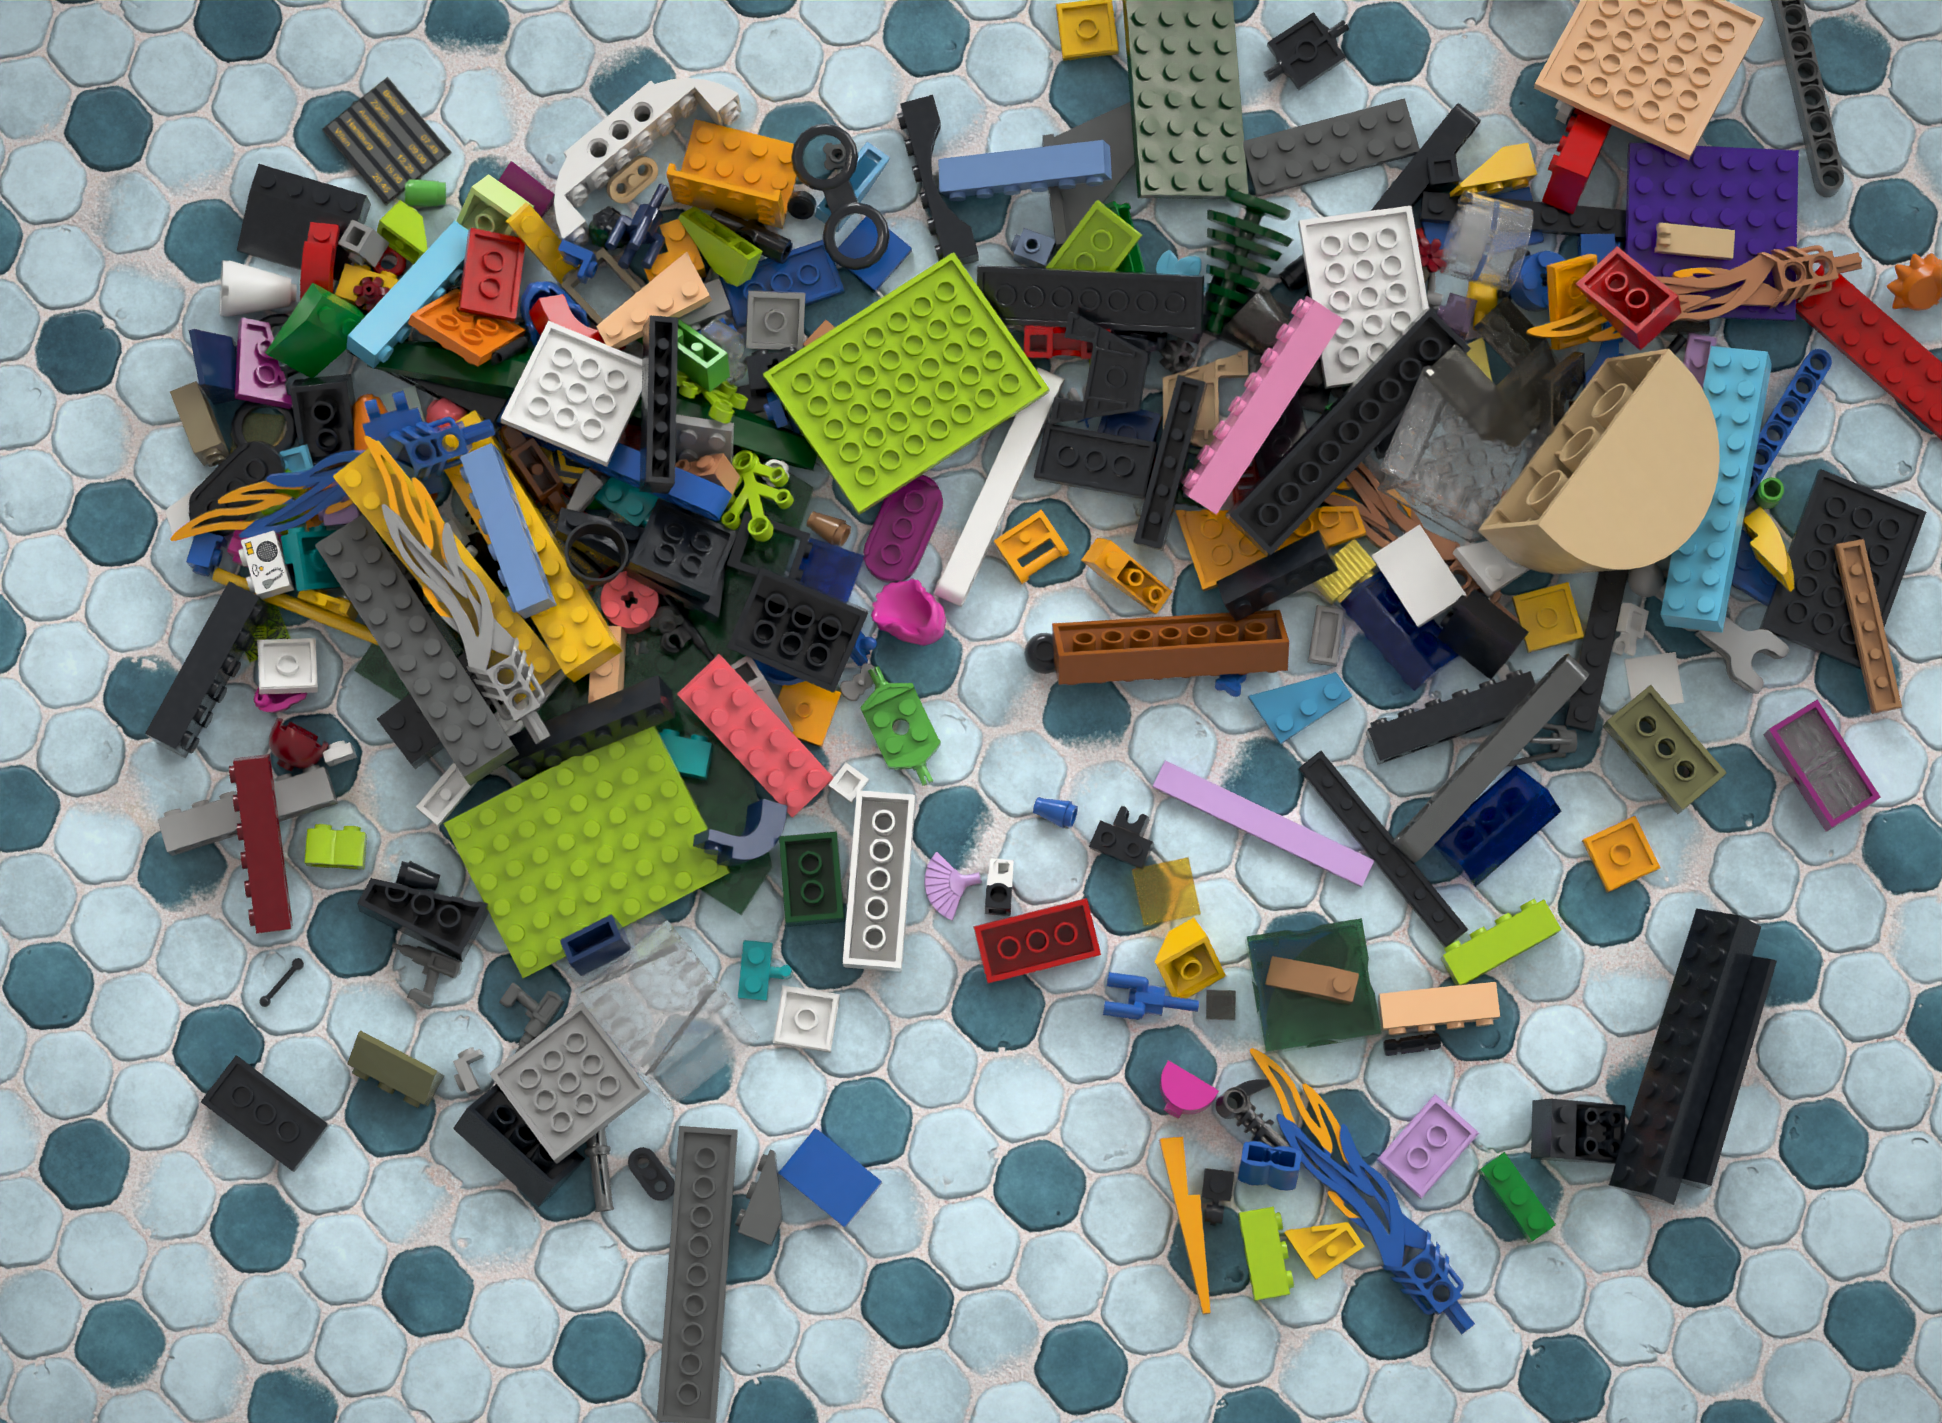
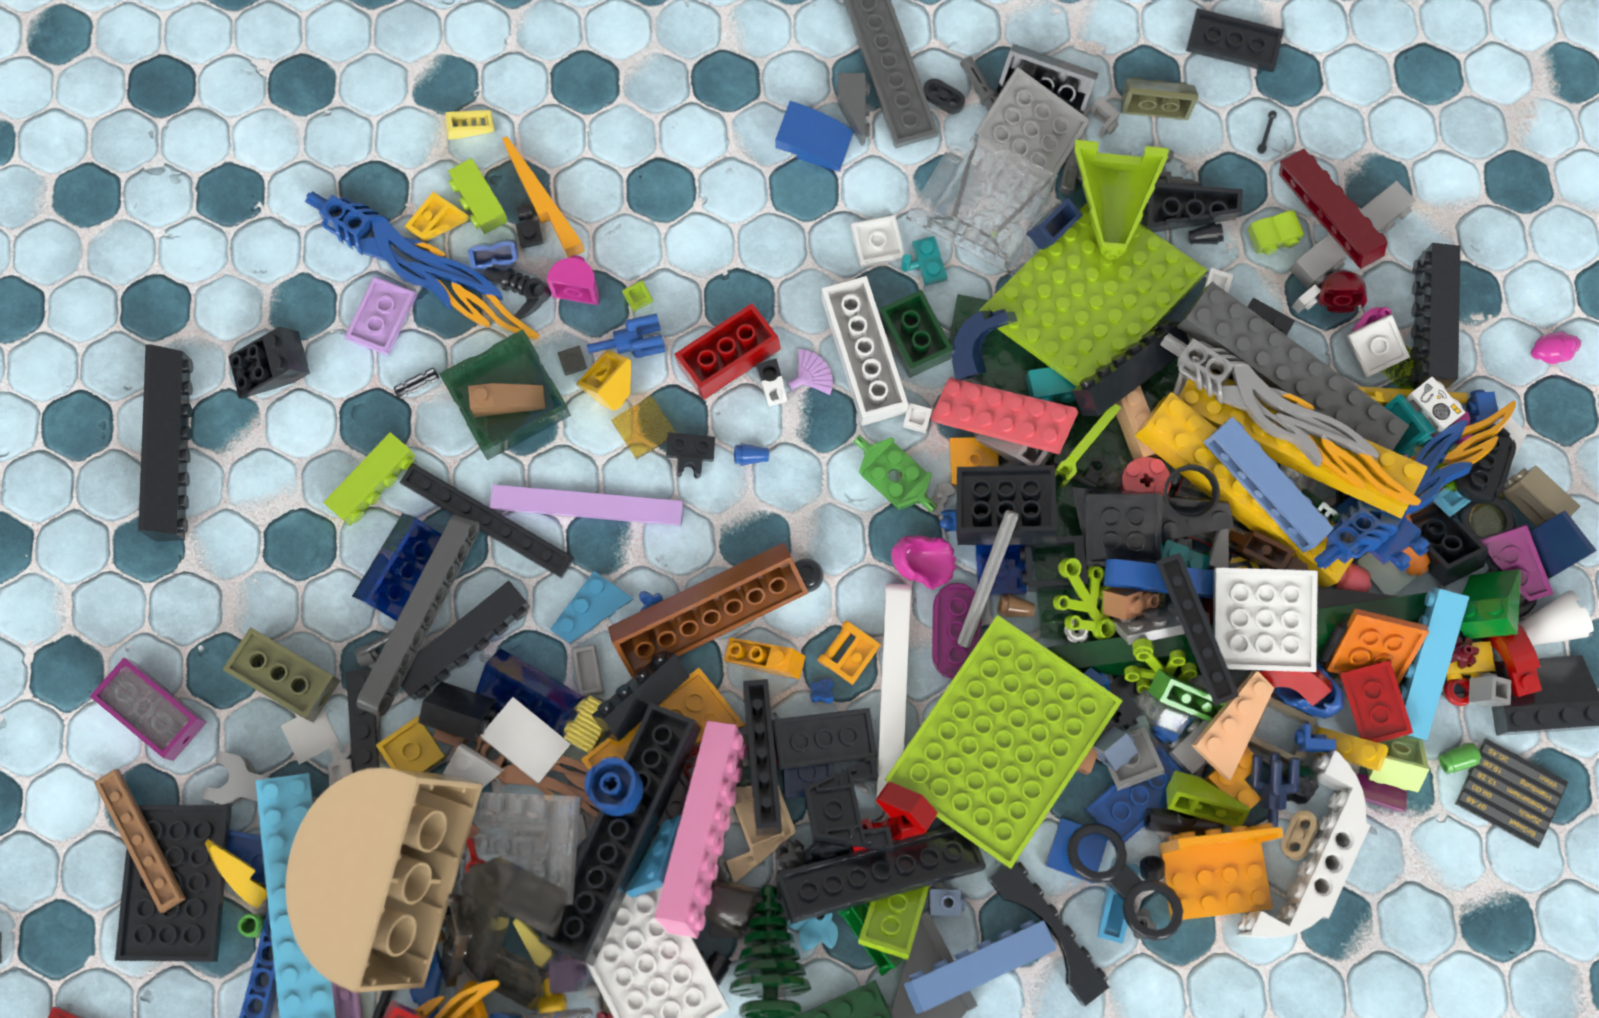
camera: 155 degrees right, 5 degrees down
(81, 592) = (1556, 347): none -> dark pink arm
(404, 231) = (1462, 718): lime slope -> none
(453, 499) = (1321, 506): none -> dark green tile
(507, 951) = (1117, 191): none -> lime cone
(688, 659) = (1070, 463): none -> lime tile
(790, 331) = (1115, 748): none -> sand blue brick
(853, 553) = (988, 578): none -> light grey axle
(1036, 352) = (901, 801): none -> red slope
(1078, 516) = (822, 691): none -> blue piece
(1116, 1057) = (637, 296): none -> lime tile
(1269, 1362) = (469, 130): none -> light yellow slope
(1323, 384) = (655, 863): none -> dark azure wing
(1356, 469) = (608, 774): none -> blue brick
(1437, 1007) = (402, 412): light nougat brick -> none
(1511, 454) = (473, 855): none -> red hand
(1516, 1197) = (300, 298): green brick -> none
(1621, 854) = (296, 585): light orange tile -> none
(1685, 1056) = (196, 443): black brick -> none

